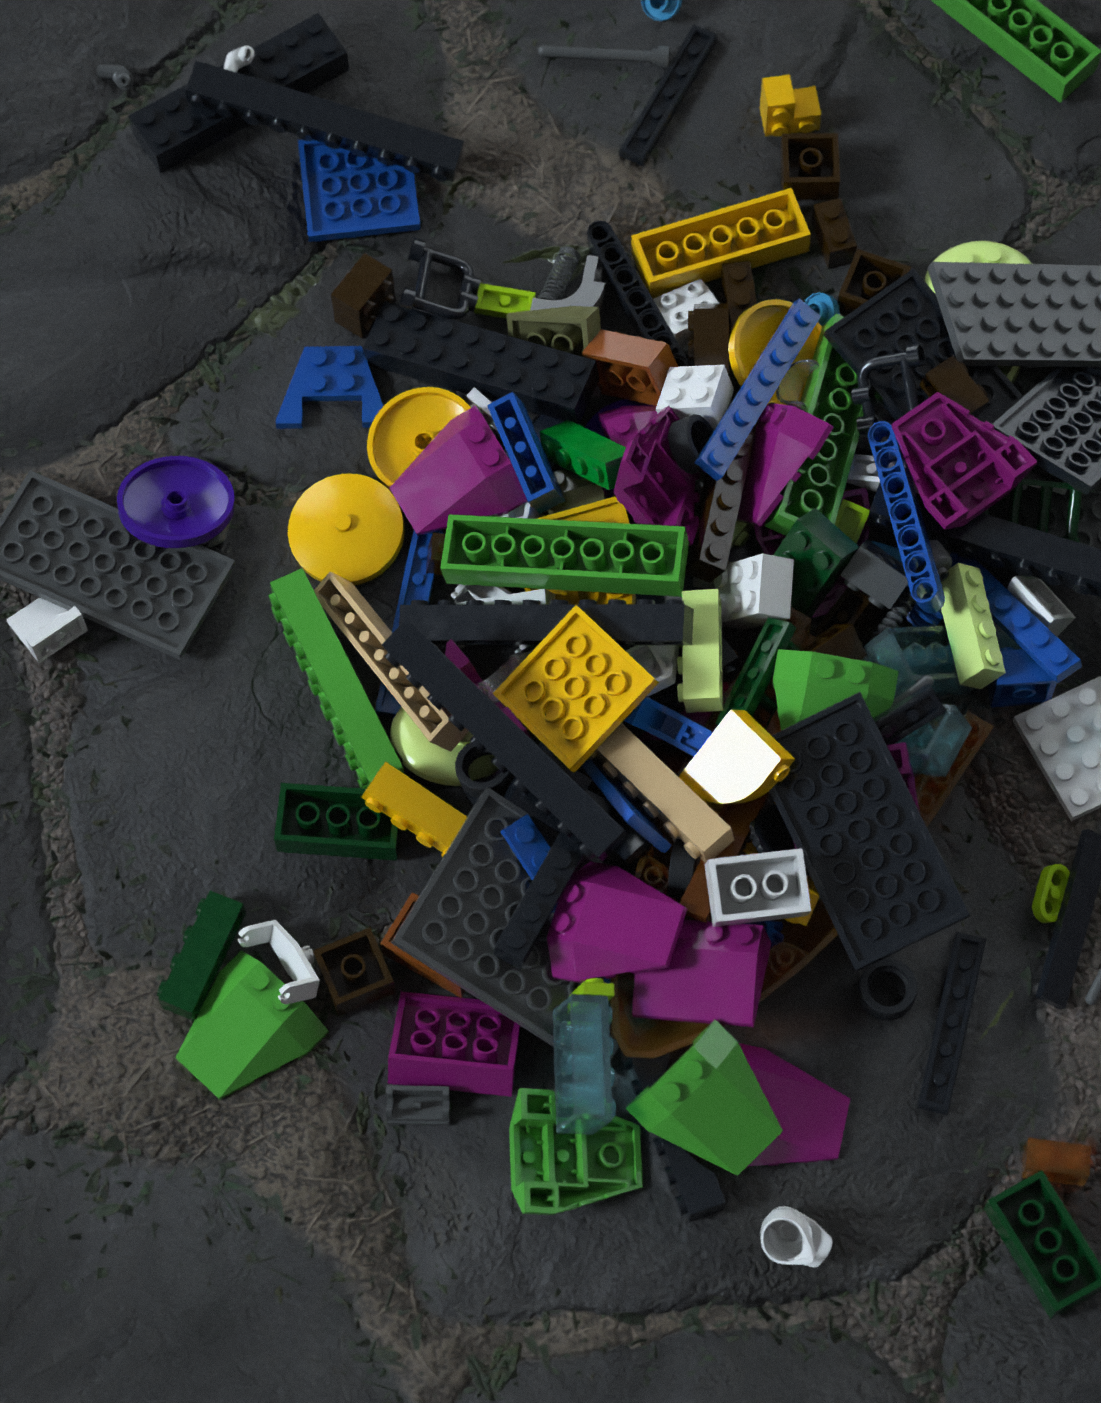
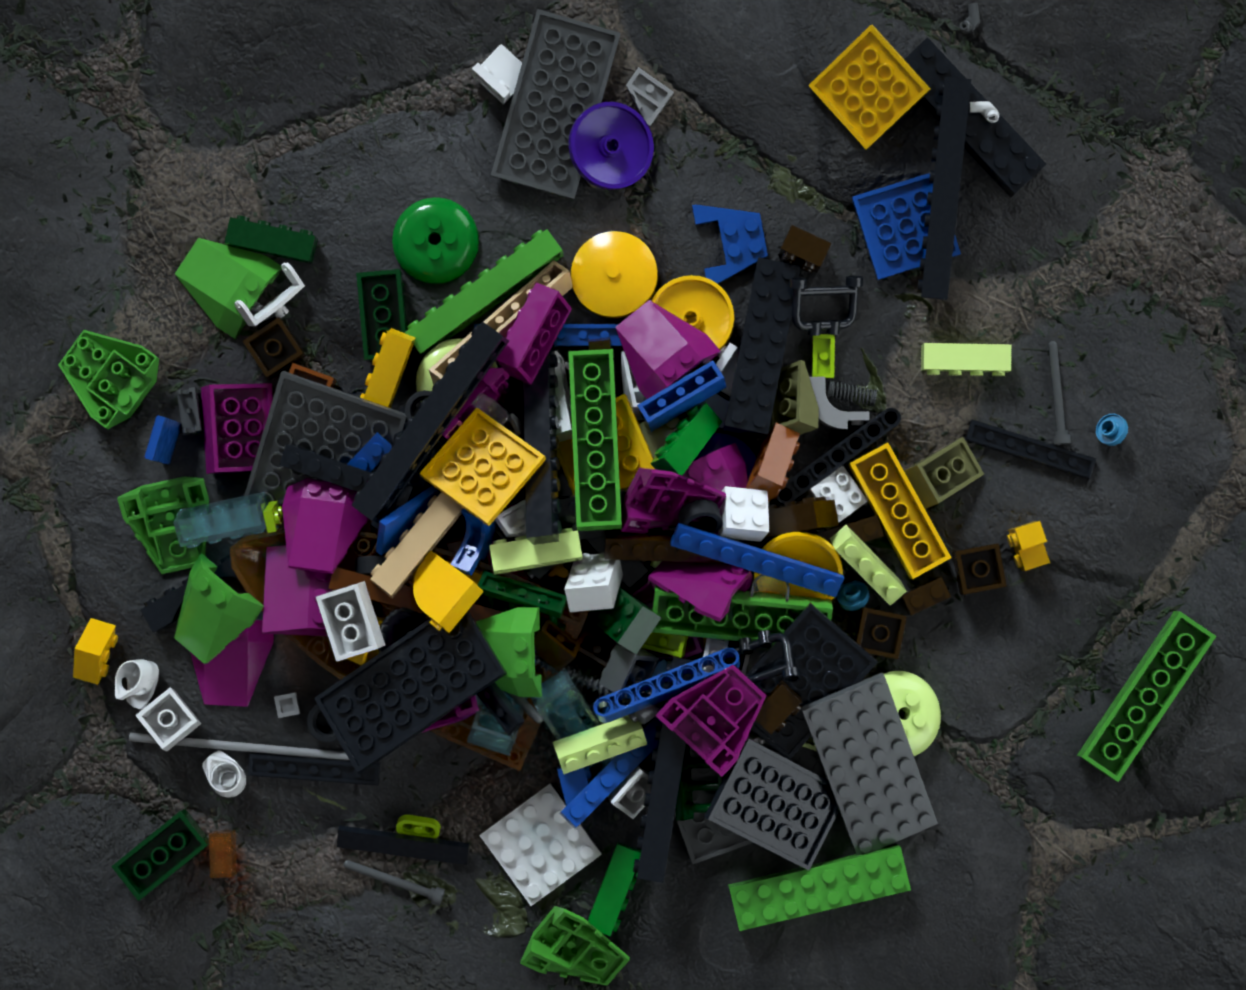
camera: 80 degrees right, 20 degrees up
(118, 452) = (648, 95): none -> light grey wing
(174, 190) = (869, 87): none -> yellow plate
(256, 771) = (441, 261): none -> green brick
(342, 1208) = (109, 376): none -> bright green wedge
(394, 602) = (534, 333): none -> magenta brick
(455, 1127) = (163, 440): none -> blue tile
(540, 143) = (965, 358): none -> yellowish green brick
(680, 187) = (944, 473): none -> olive slope
(739, 1290) = (94, 651): none -> yellow brick
(786, 279) = (868, 565): none -> yellowish green brick
(853, 1201) = (168, 719): none -> white brick
(856, 1041) = (287, 705): none -> light grey plate
(907, 1109) = (248, 747): none -> light grey piece
(942, 1140) = (224, 774): none -> white helmet

